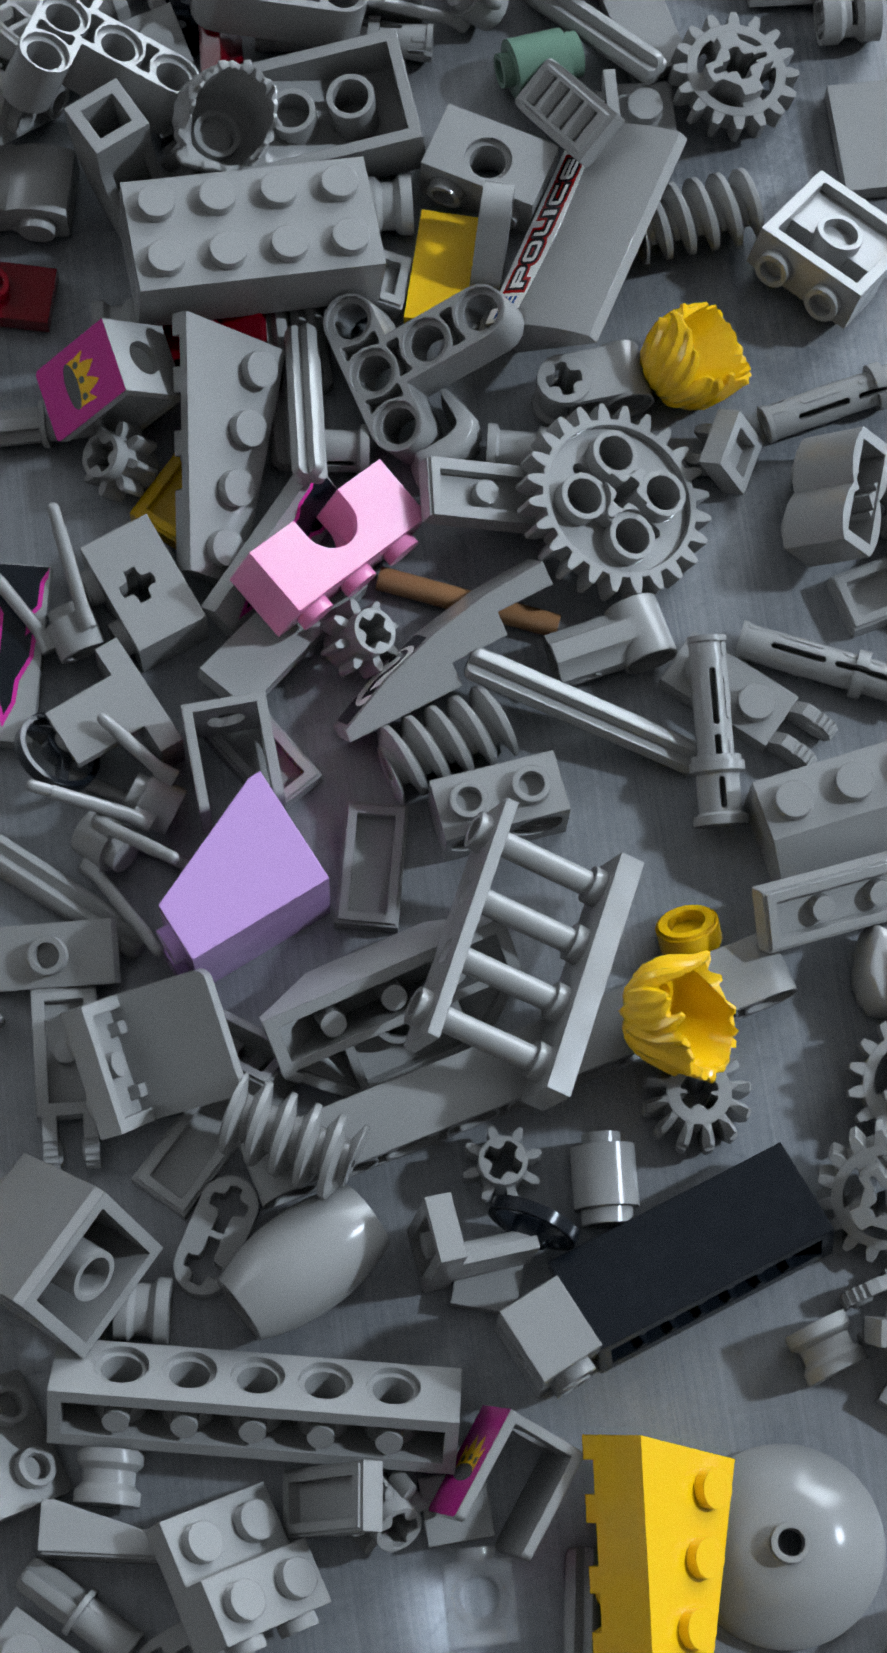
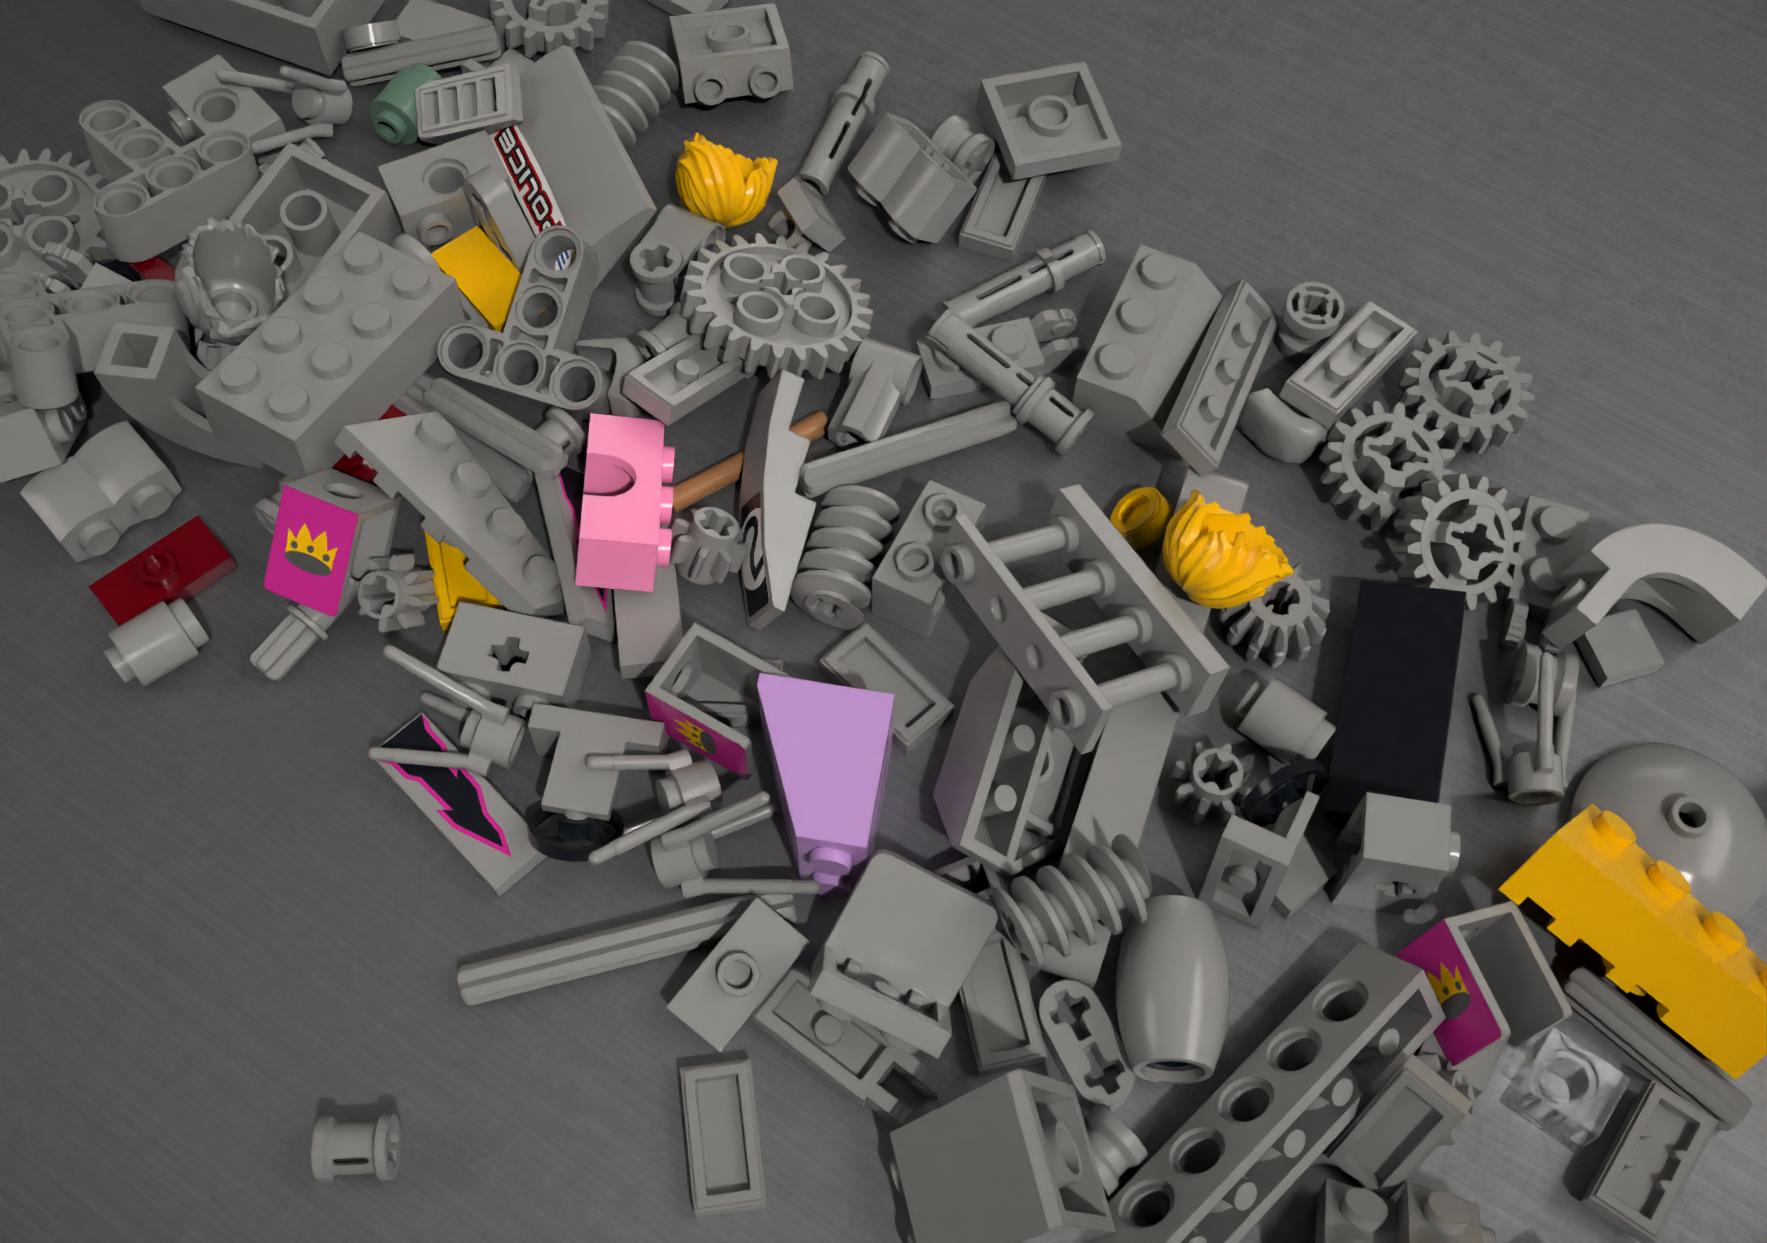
camera: 45 degrees left, 10 degrees down
(739, 1399) = (1538, 767): none -> light grey plant

